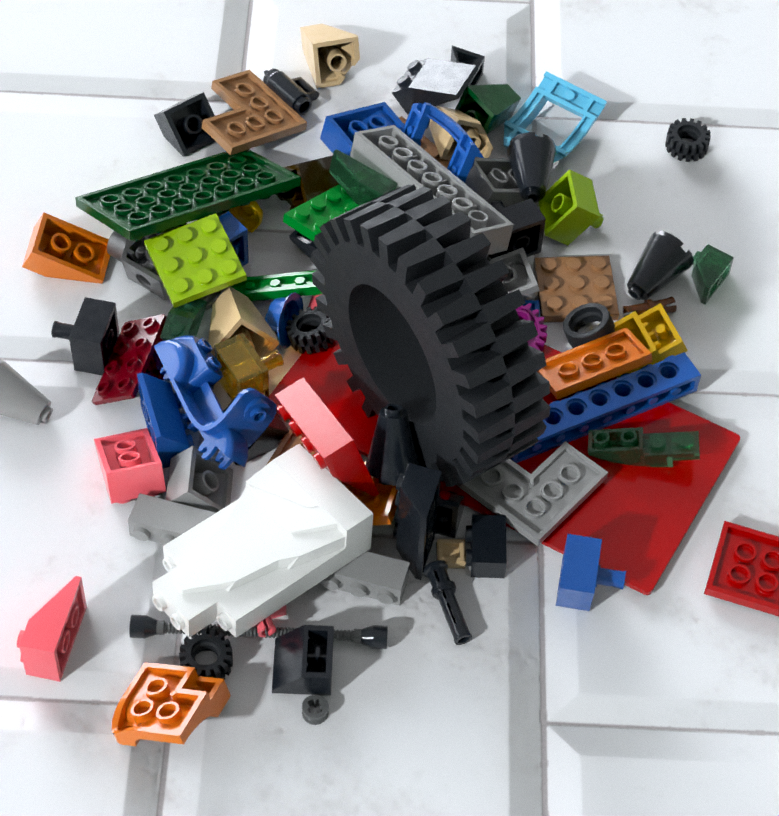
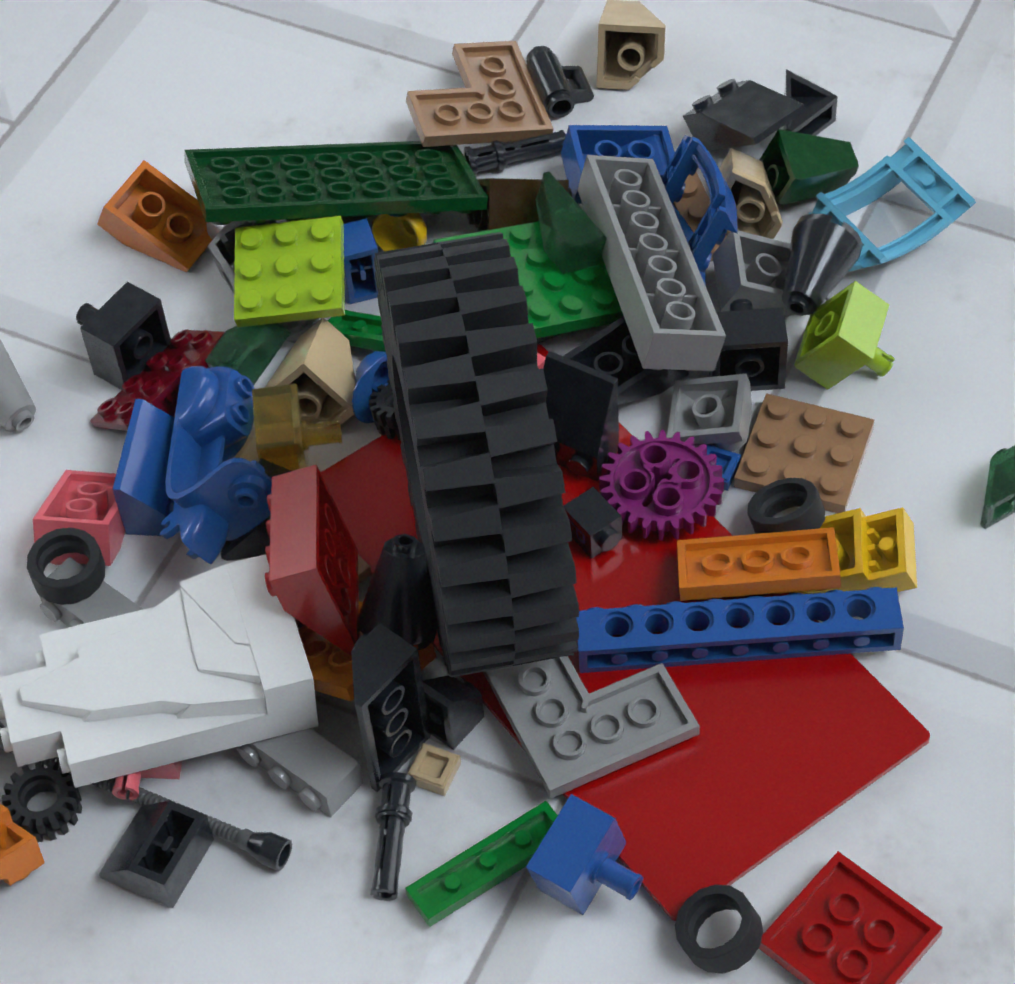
camera: 30 degrees right, 0 degrees up
(140, 481) = (59, 543): none -> black tyre
(183, 124) = (387, 89): black slope -> none
(198, 481) = (150, 566): light grey slope -> none
(279, 148) = (499, 154): none -> black pin
(315, 719) = (147, 932): dark grey bush -> none
(487, 546) = (483, 775): black brick -> none
(518, 599) = (481, 866): none -> green plate
(635, 448) = (762, 705): clear green slope -> none
(648, 304) = (911, 509): reddish brown pin -> none
(658, 265) = (931, 454): black cone -> none
(671, 571) = (735, 951): none -> black tyre

